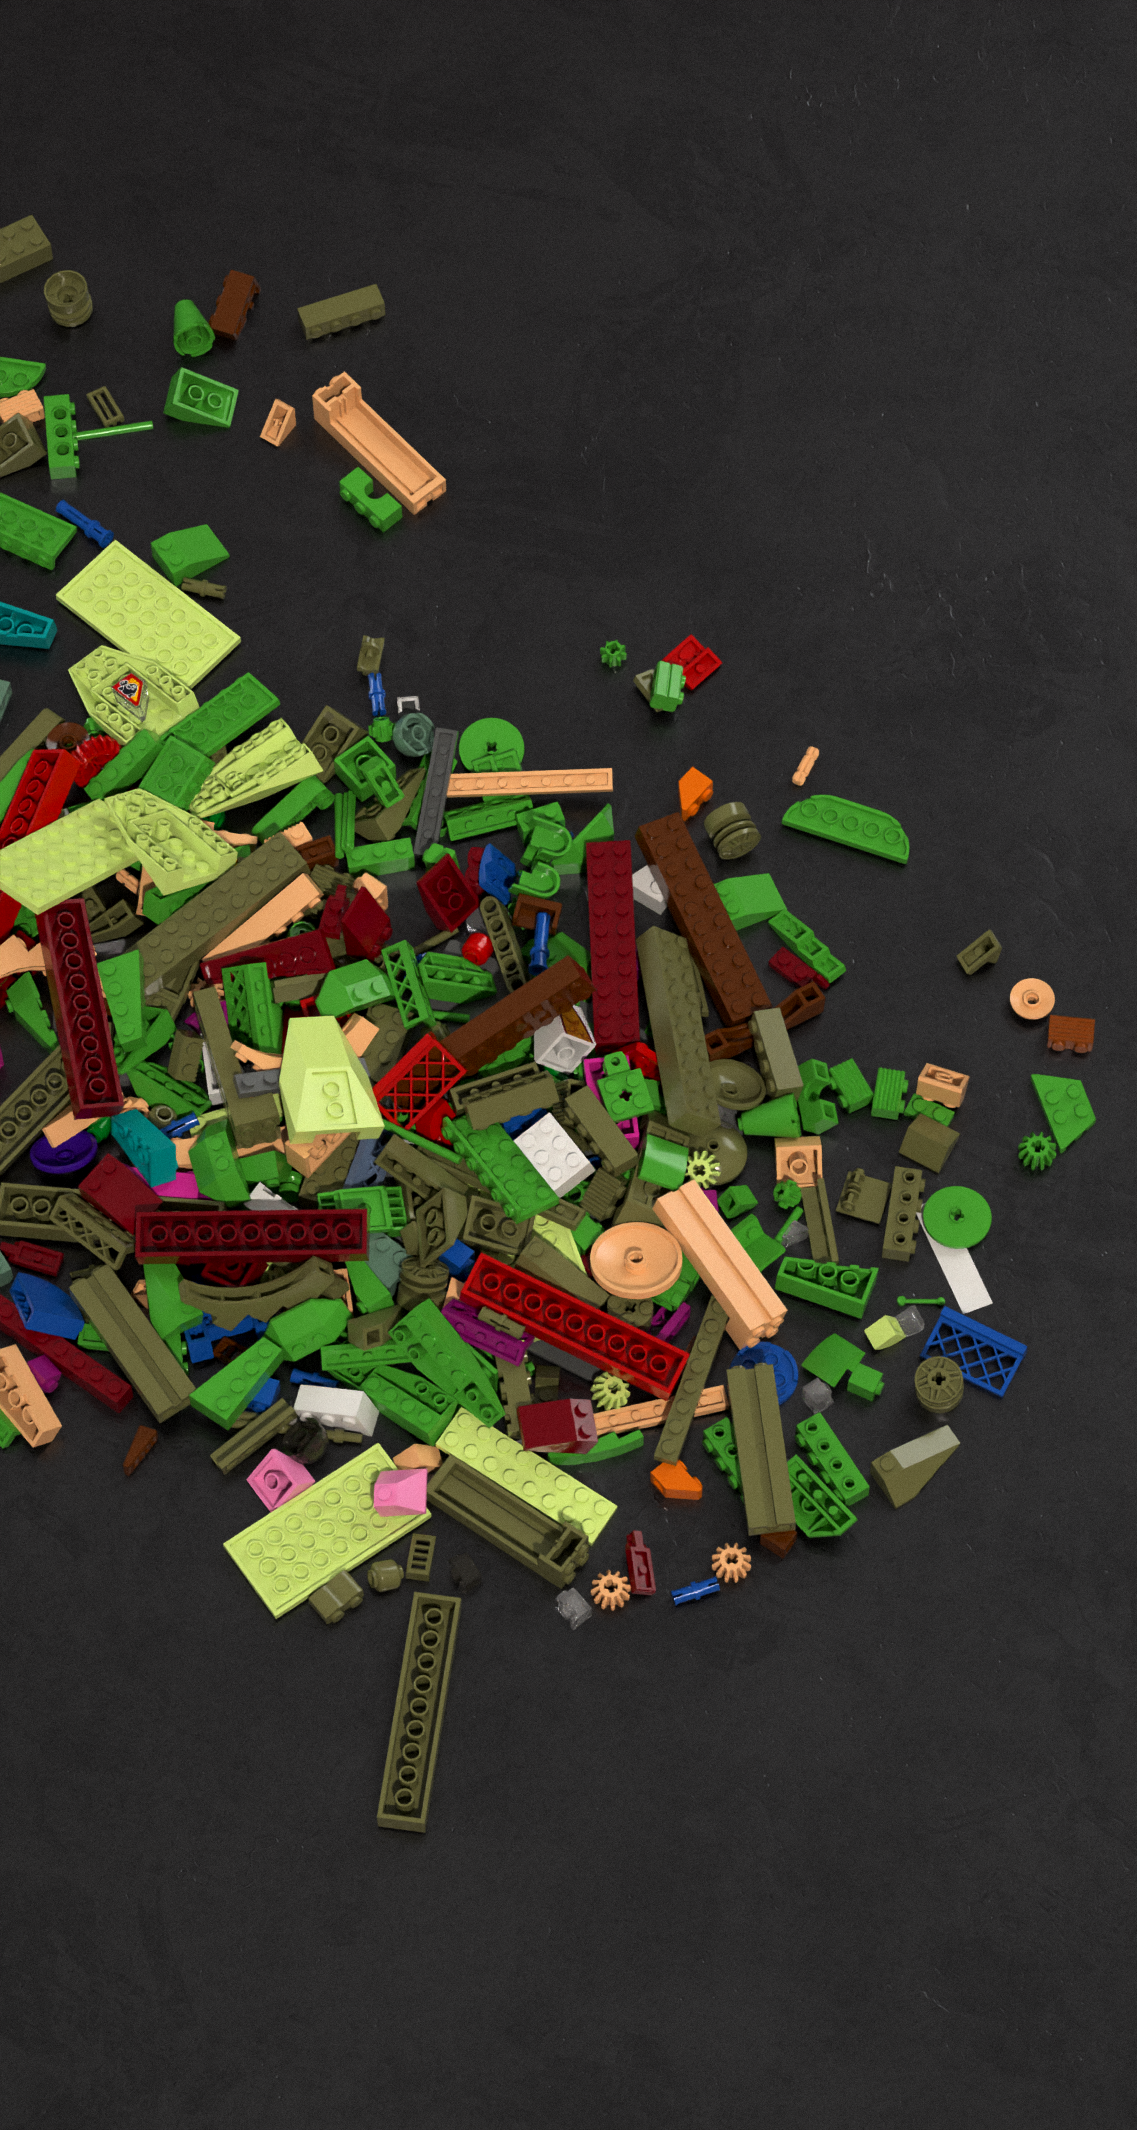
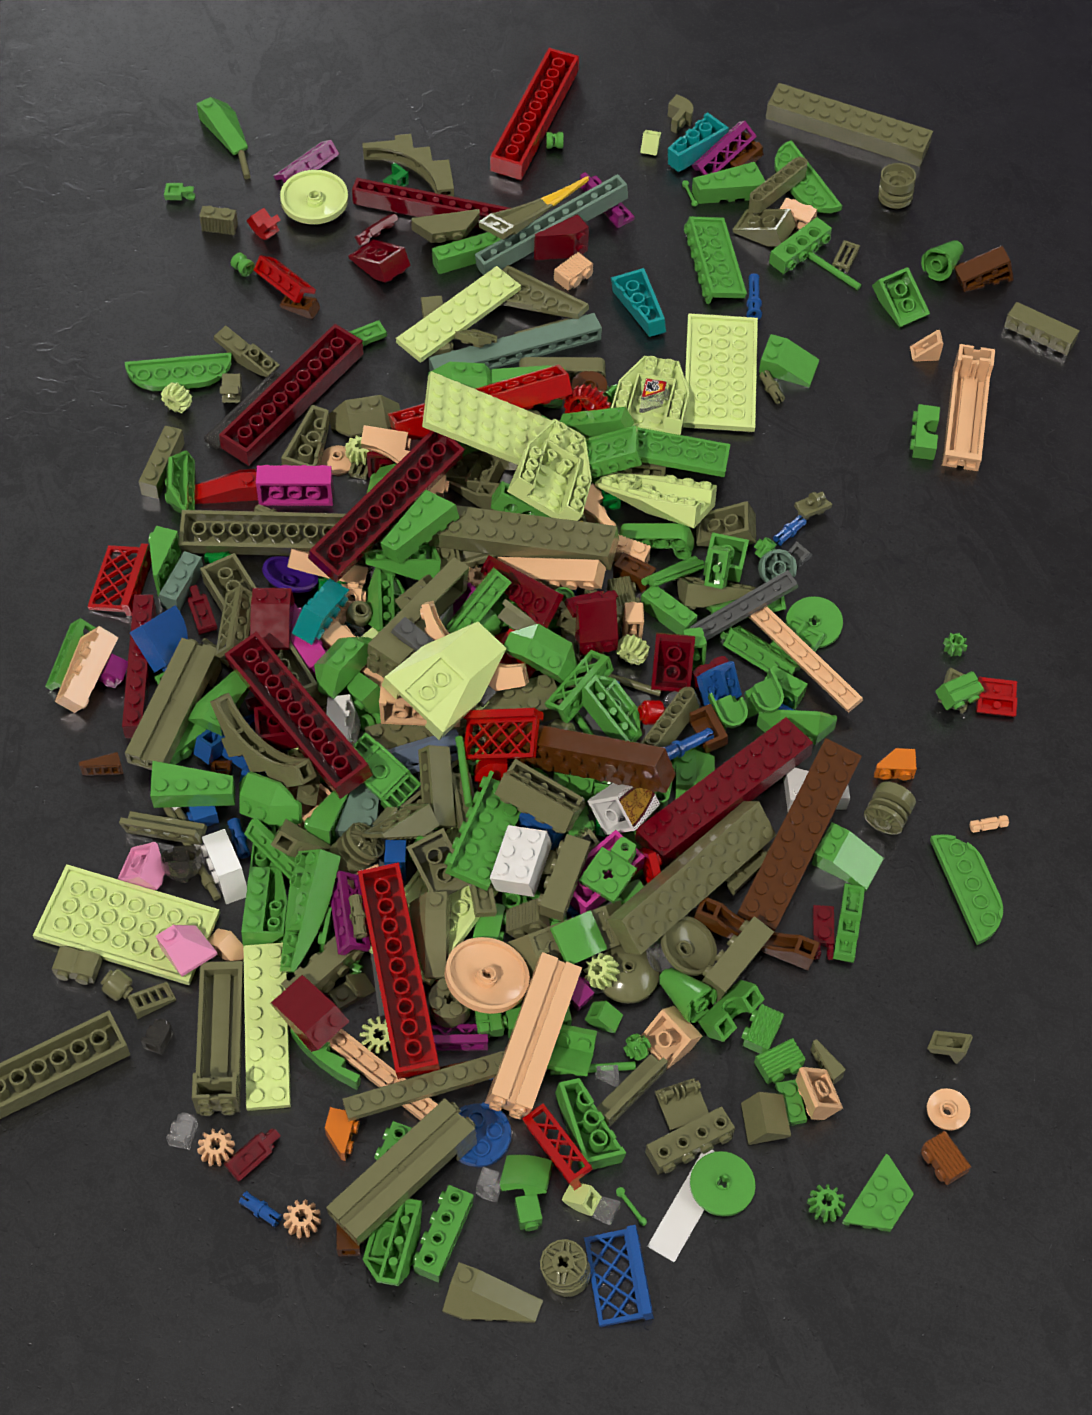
camera: 50 degrees right, 5 degrees down
(190, 1120) = (356, 623): blue pin -> none
(401, 916) = (632, 649): none -> yellowish green gear
(833, 1325) = (551, 1151): none -> red fence
(917, 1057) = (827, 1061): none -> olive slope

